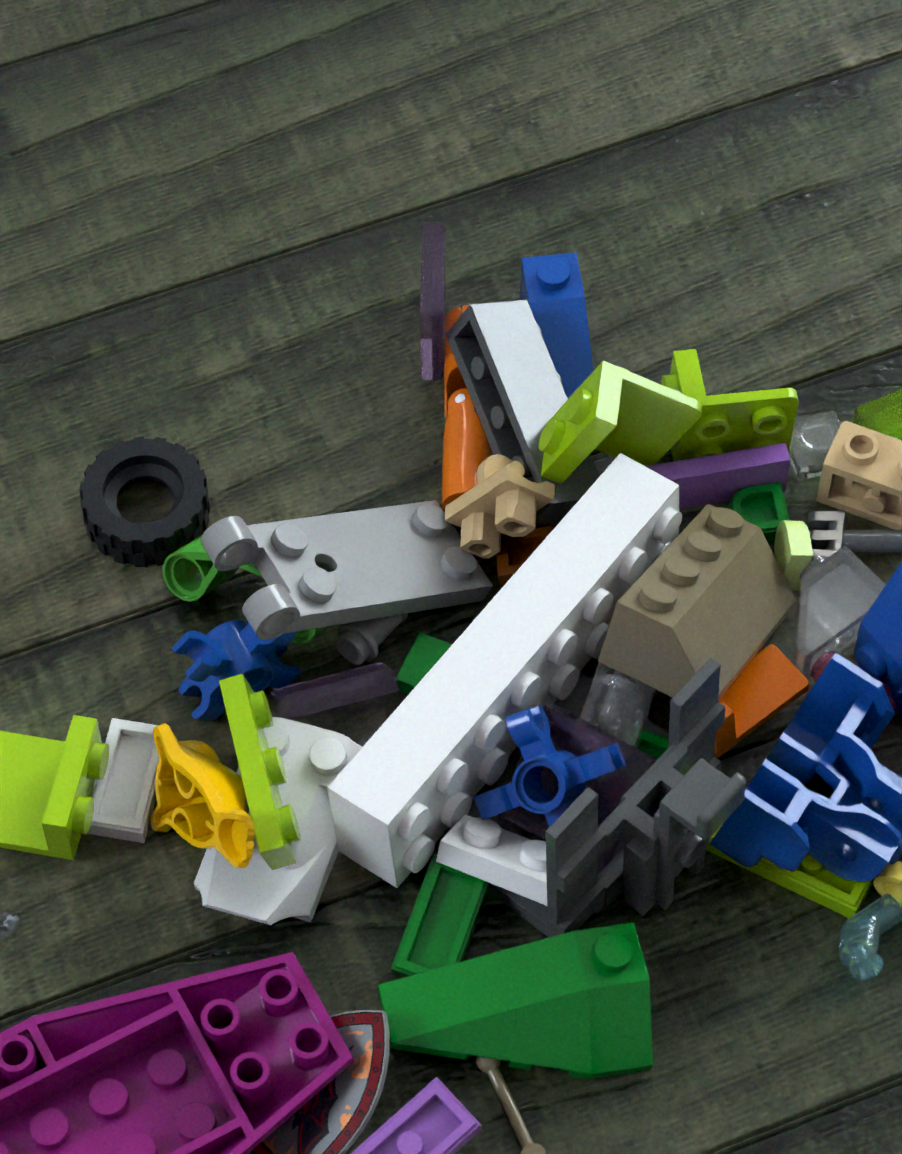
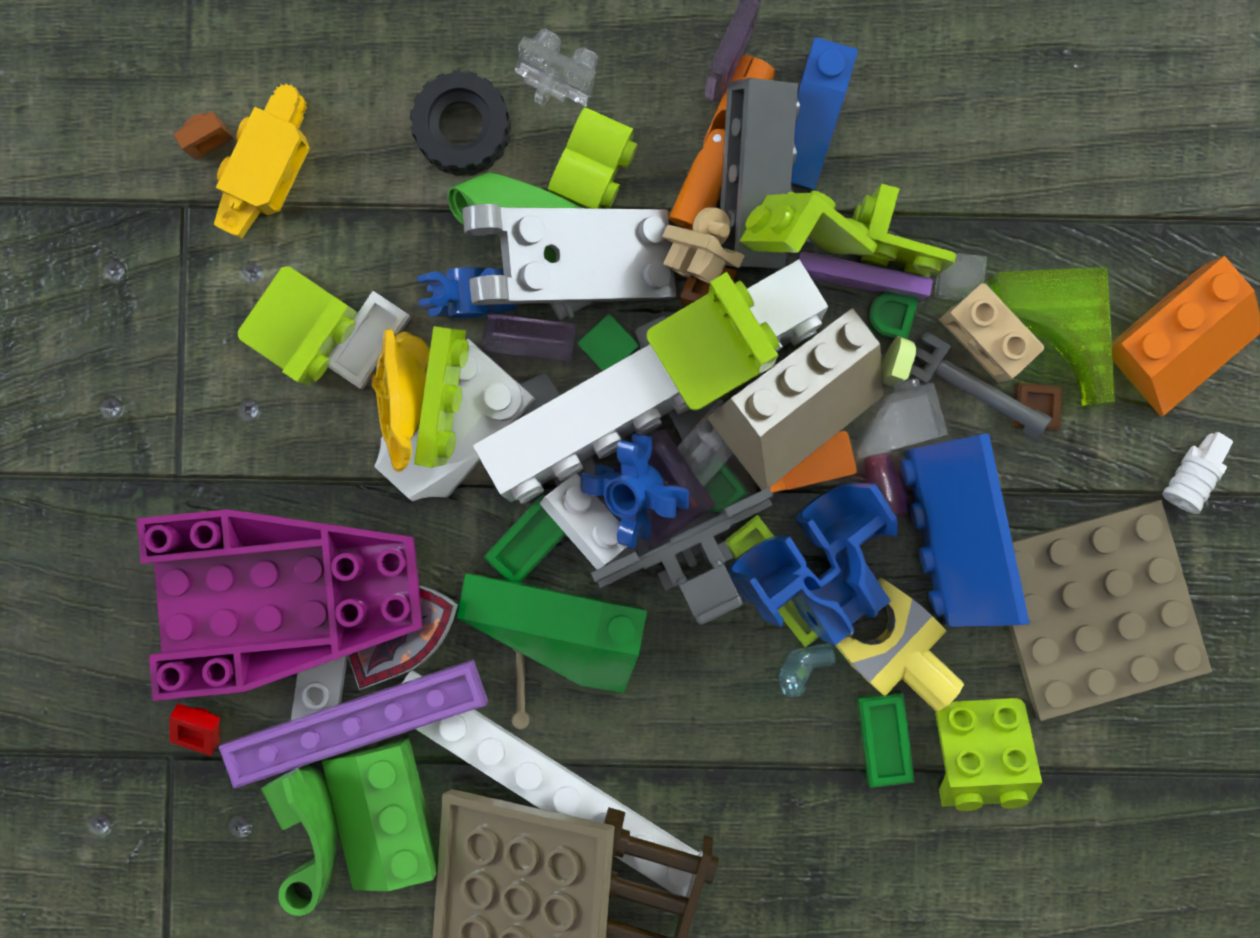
camera: 25 degrees right, 30 degrees up
(235, 405) = (554, 72): none -> clear hips
(324, 469) = (593, 160): none -> lime brick
(570, 554) = (714, 344): none -> lime bracket

